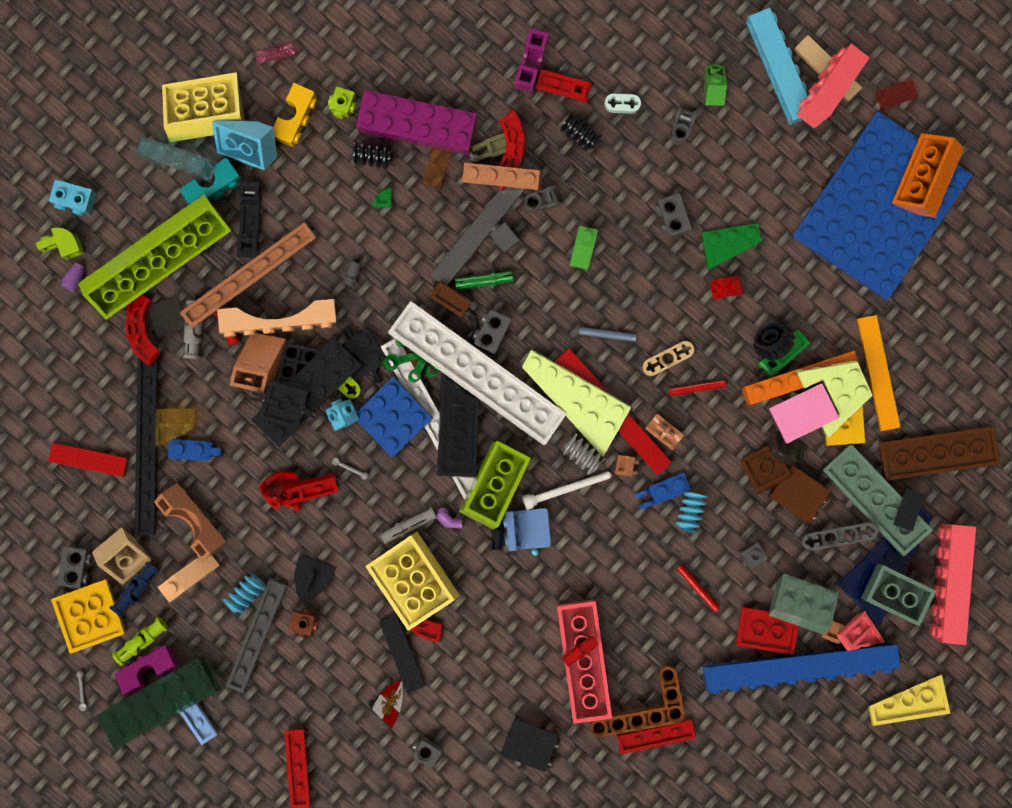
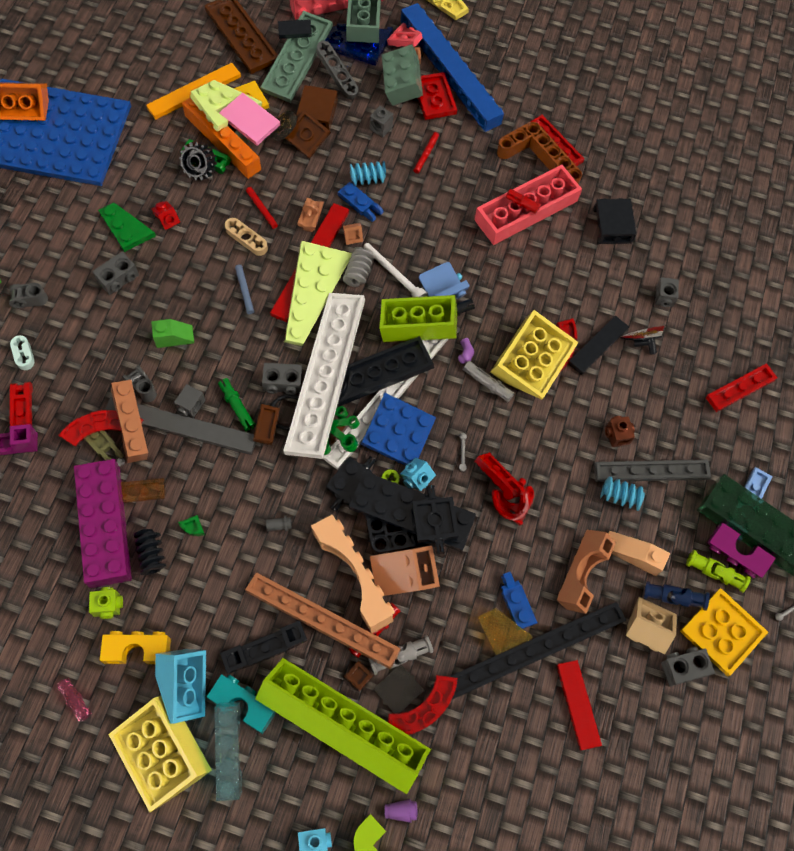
camera: 125 degrees left, 20 degrees down
(193, 289) = (359, 676): none -> reddish brown tile
(311, 577) = (575, 446): black shield -> none
(581, 132) = (60, 372): black piece -> none

